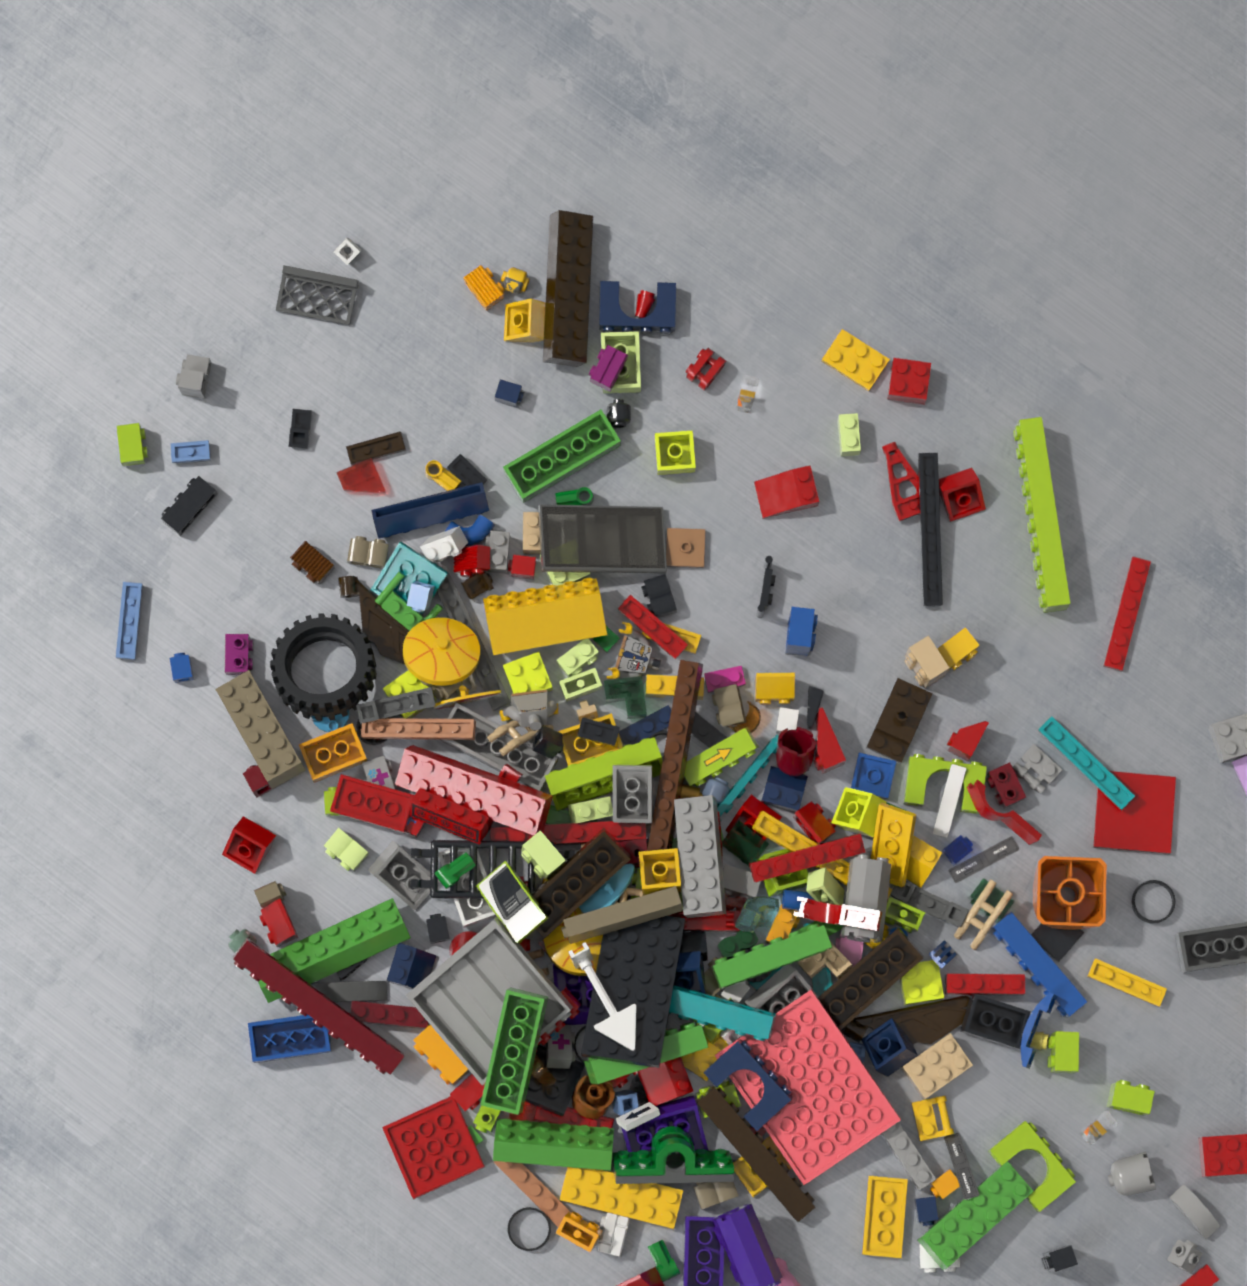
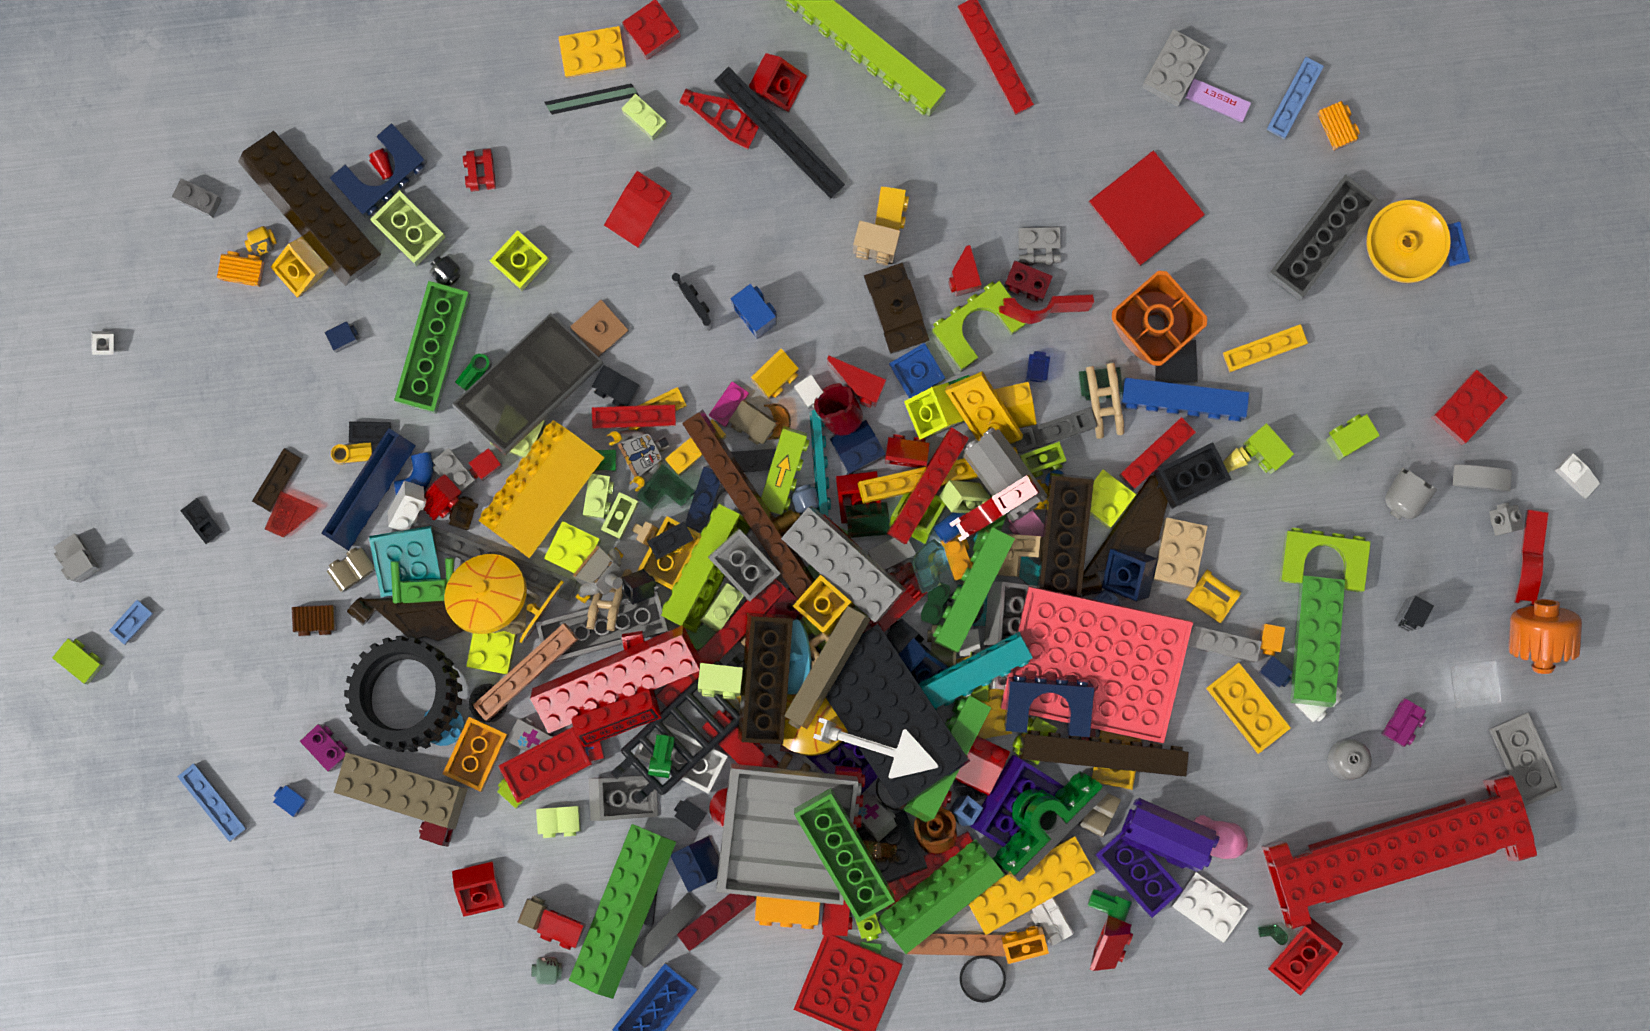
camera: 40 degrees left, 5 degrees up
(188, 505) = (171, 666): black brick -> none
(318, 1006) = (656, 964): dark red brick -> none
(322, 279) = (101, 386): dark grey fence -> none
(395, 705) = (490, 670): dark grey slope -> none
(420, 596) = (426, 565): light blue brick -> none
(500, 213) = (196, 198): none -> flat silver brick
(512, 902) = (731, 740): slope -> none
(531, 533) = (466, 432): tan brick -> none
(608, 368) = (403, 242): magenta brick -> none
(638, 1116) = (986, 812): white tile -> none
(747, 393) = (532, 159): clear leg -> none
(814, 699) = (816, 356): black slope -> none
(825, 390) = (591, 99): none -> sticker
(946, 951) = (1103, 456): blue tile -> none
(949, 800) = (995, 335): white sticker -> none
(961, 1166) = (1271, 613): flat silver sticker -> none
(983, 859) = (1064, 356): flat silver sticker -> none
(1044, 1005) = (1240, 476): blue slope -> none
(1086, 763) = (1074, 204): teal plate -> none
(1099, 1127) = (1348, 482): clear leg -> none
(1168, 889) = (1238, 247): black tyre -> none

